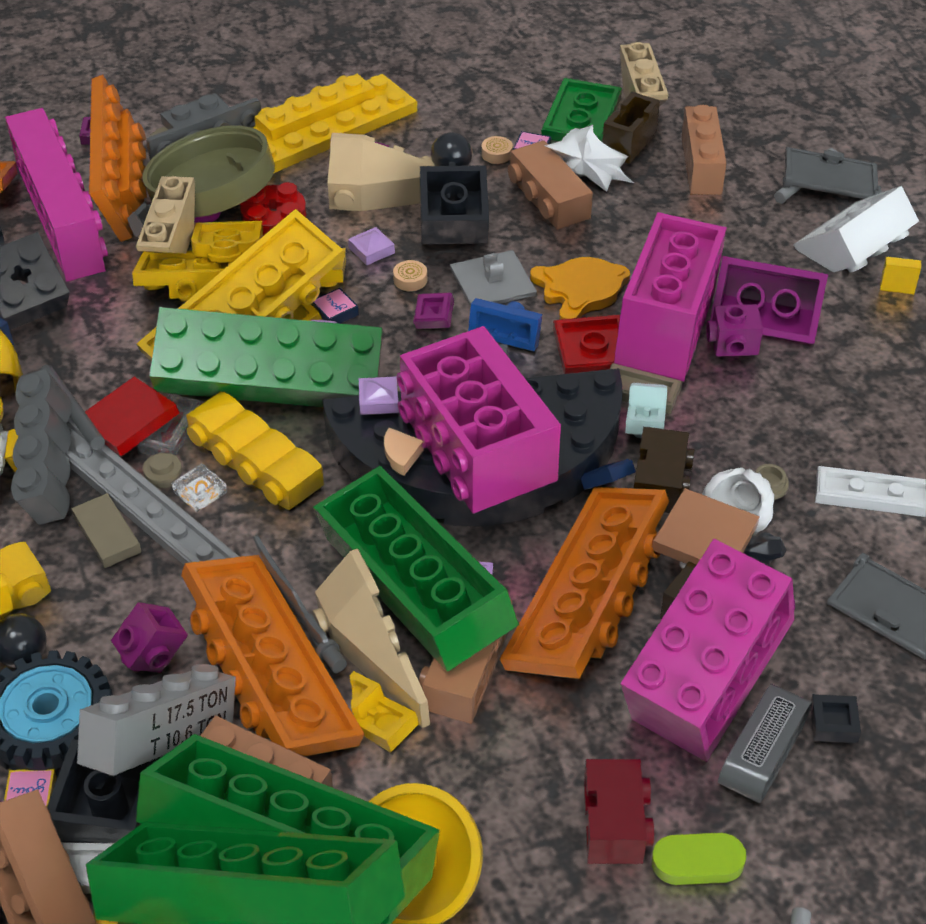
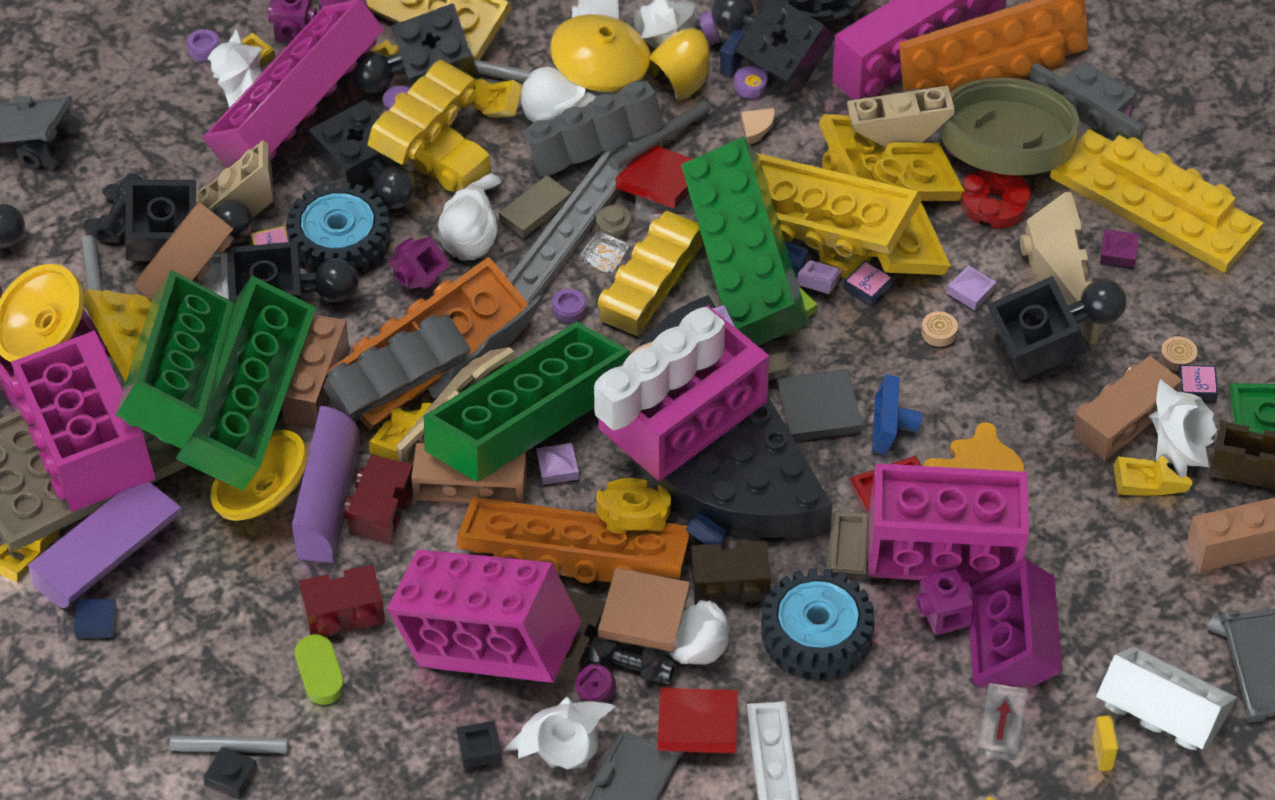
camera: 75 degrees right, 5 degrees up
(35, 332) = (750, 82): none -> medium lavender tile
(93, 339) = (757, 123): none -> light nougat tile
(103, 581) = (468, 222): none -> white hair
(152, 718) = (320, 279): light grey brick -> none
(259, 524) = (569, 306): none -> medium lavender tile
(312, 680) = (396, 368): none -> dark grey brick
(433, 310) = (890, 357): magenta tile -> none
(475, 747) = (379, 494): none -> dark red brick
(491, 394) = (659, 368): none -> white brick
(493, 278) = (966, 397): light grey piece -> none
(501, 813) = (325, 486): none -> medium lavender brick
(550, 533) = (633, 506): none -> yellow plate
(621, 194) = (1147, 478): none -> yellow slope
(646, 407) = (801, 551): light aqua bracket -> none
(735, 422) = (833, 645): none -> wheel
(765, 743) = (437, 695): dark grey beam -> none
(776, 477) = (750, 664): dark tan plate -> none
(833, 532) = (697, 720): none -> red tile
(844, 636) = (562, 733): none -> white hair
(861, 334) = (1002, 722): none -> clear tile

